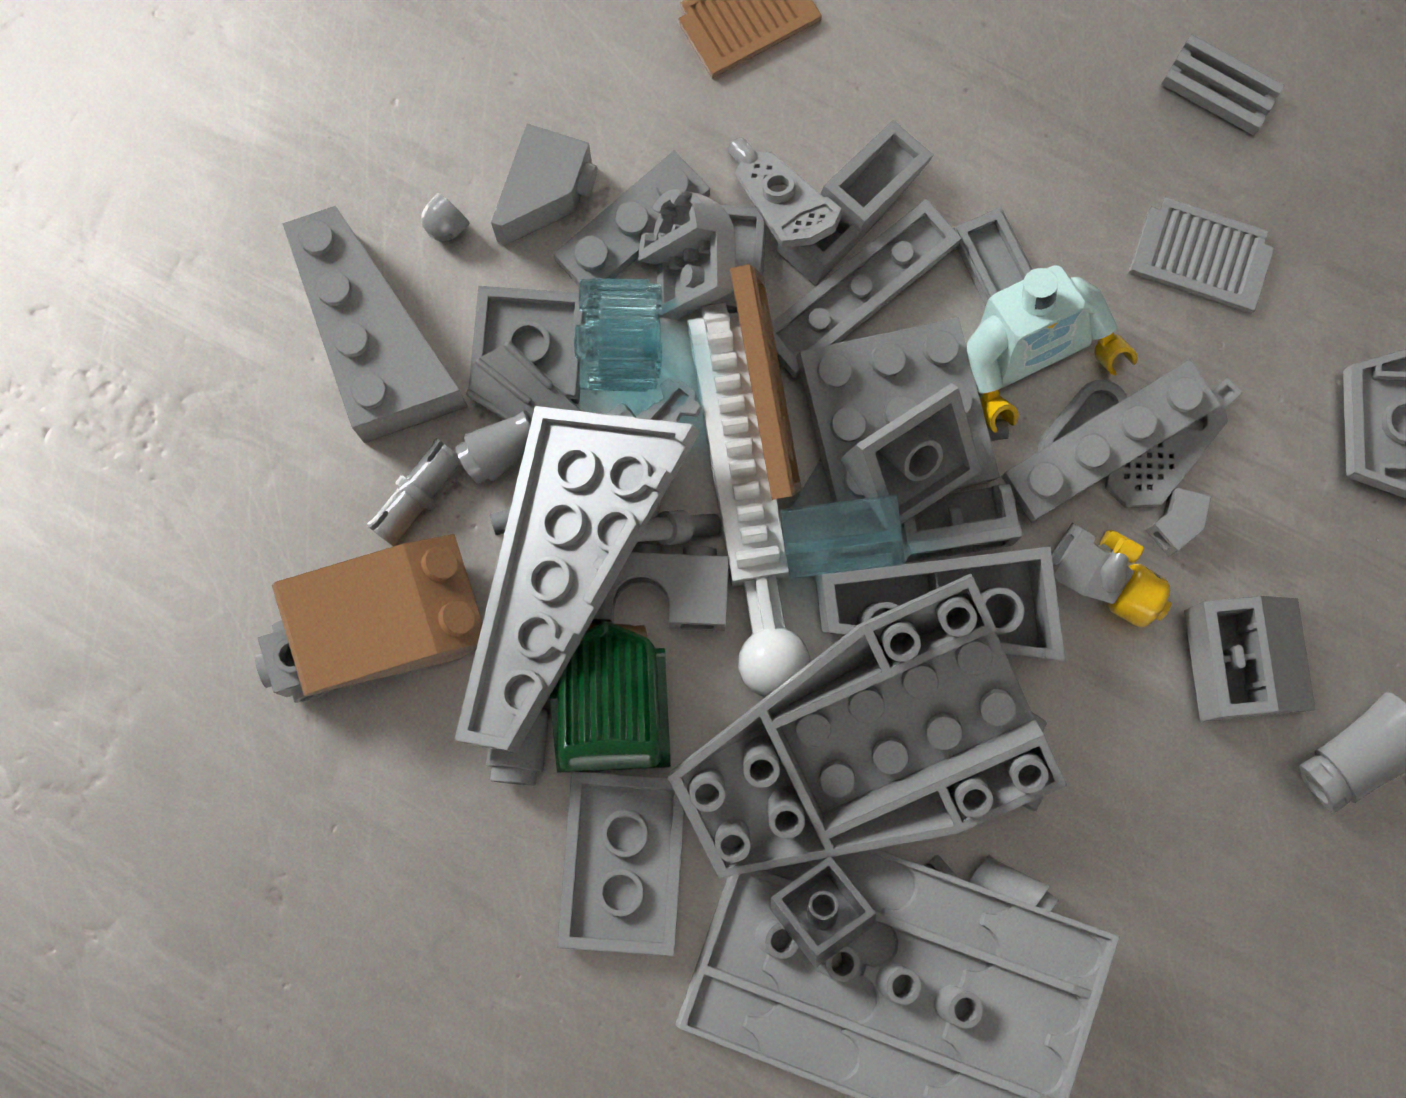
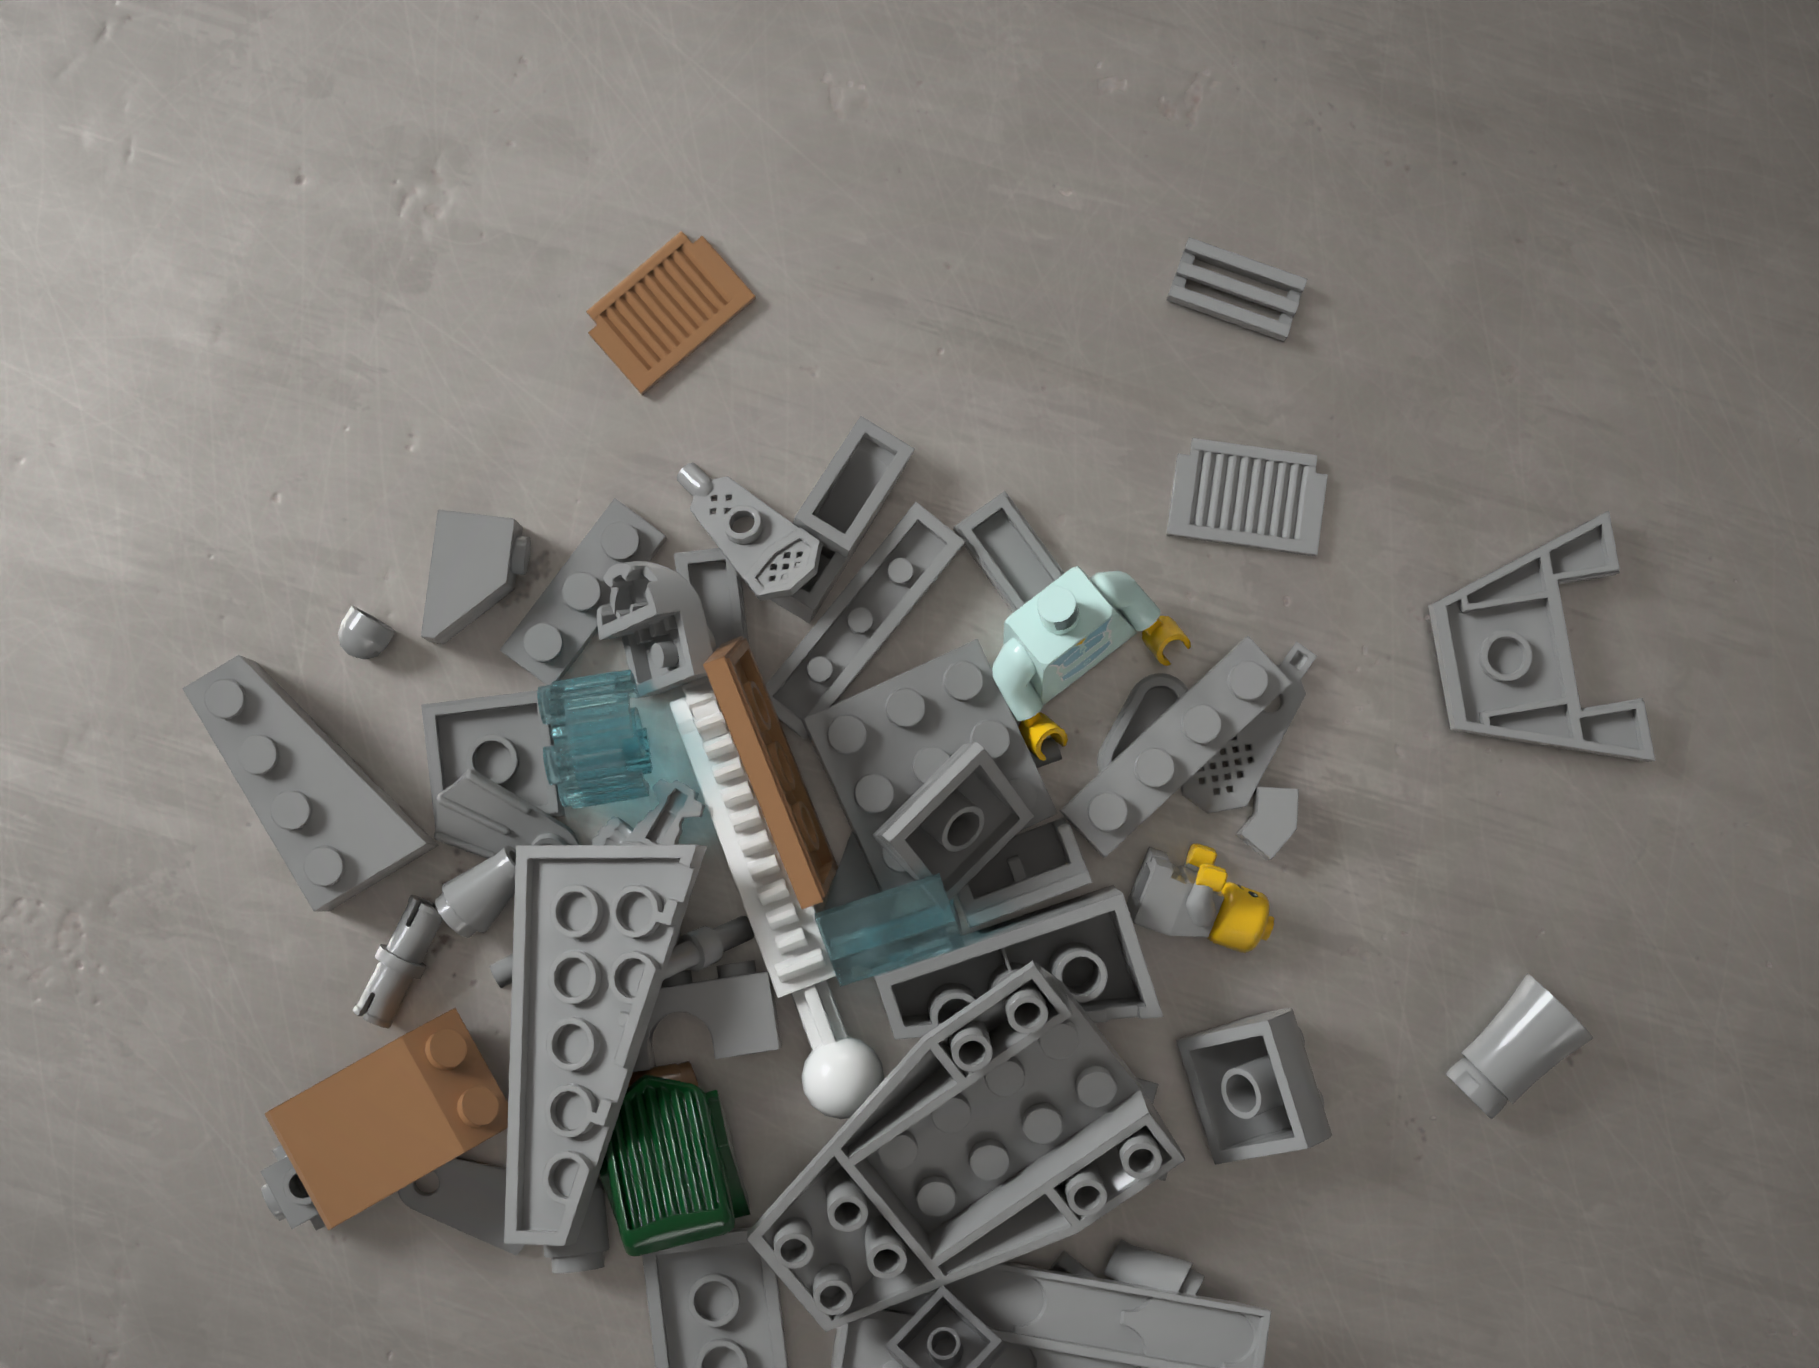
camera: 15 degrees left, 5 degrees up
(430, 706) = (467, 1199): none -> light grey piece
(1132, 740) = (1255, 1087): none -> light grey brick
(1248, 657) = (1373, 966): light grey slope -> none

